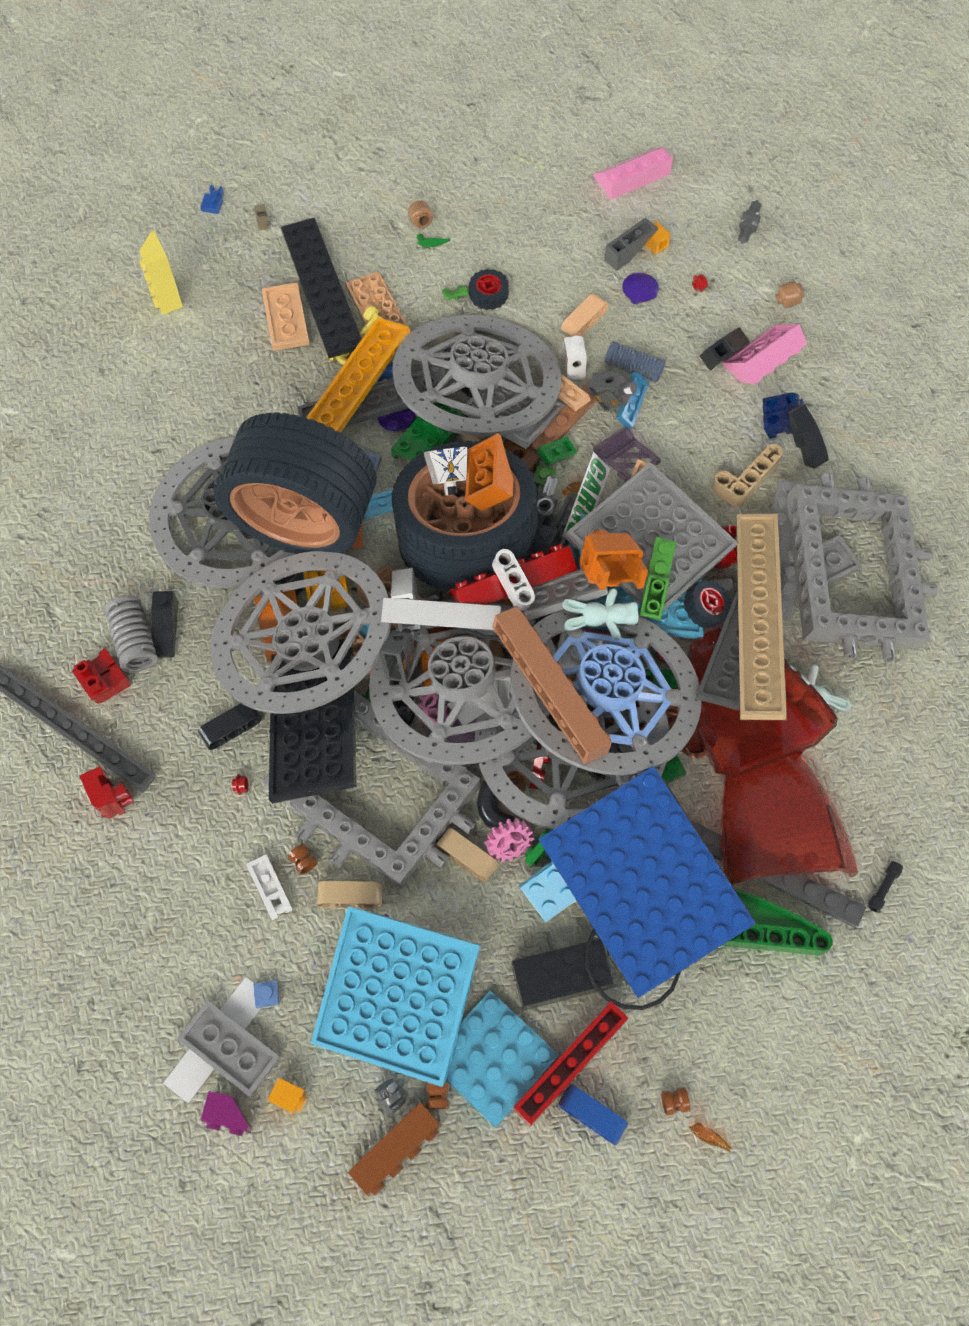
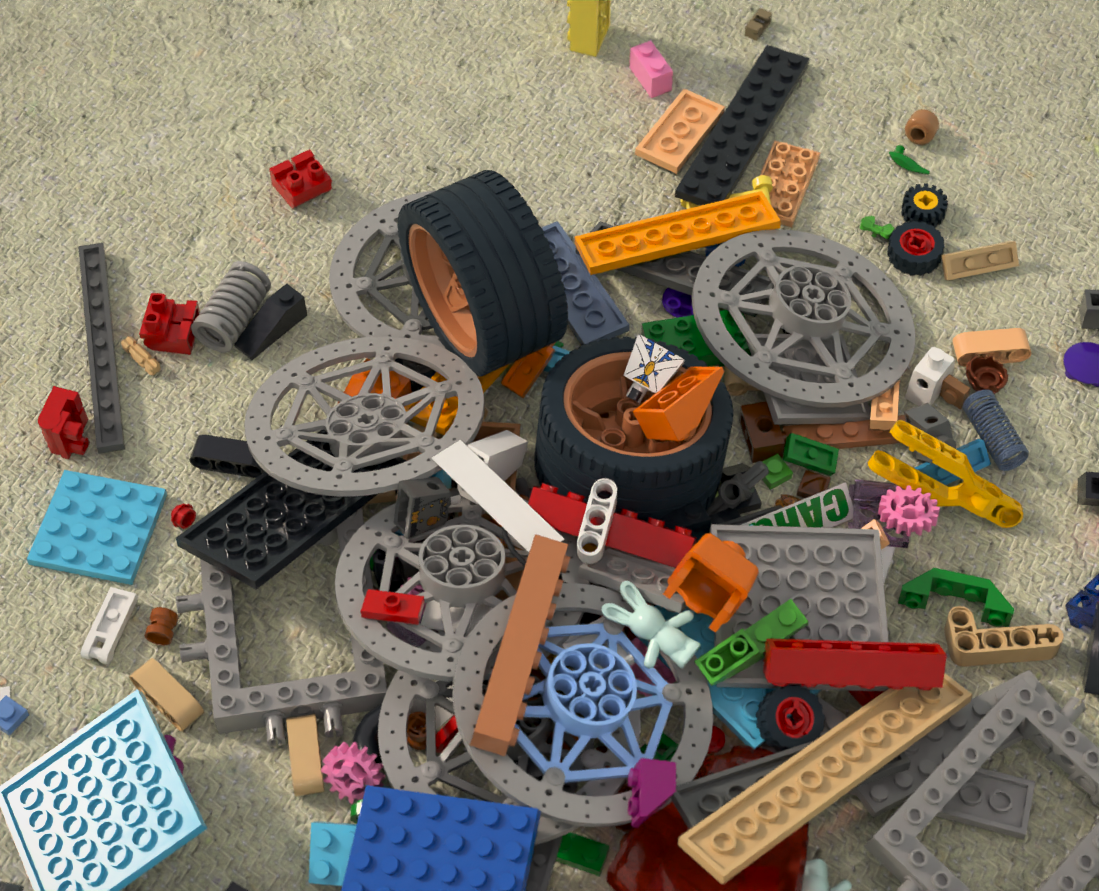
camera: 45 degrees right, 10 degrees down
(83, 520) = (301, 179): none -> red hips
(100, 711) = (140, 355): none -> tan axle
(192, 837) = (97, 527): none -> medium azure plate
(229, 290) = (651, 69): none -> bright pink brick
(450, 726) = (392, 606): none -> red plate
(468, 260) = (924, 205): none -> black wheel
(529, 270) = (980, 260): none -> tan plate
(573, 468) = (812, 484): none -> reddish brown tile
(594, 356) = (954, 391): none -> medium nougat plate
(599, 334) = (986, 374): none -> copper hair
(644, 440) = (908, 510): none -> bright pink gear
(661, 405) = (972, 494): none -> yellow piece
(692, 703) = (652, 787): none -> magenta slope
(716, 546) = (854, 664): none -> red brick
(727, 458) = (996, 608): none -> green slope

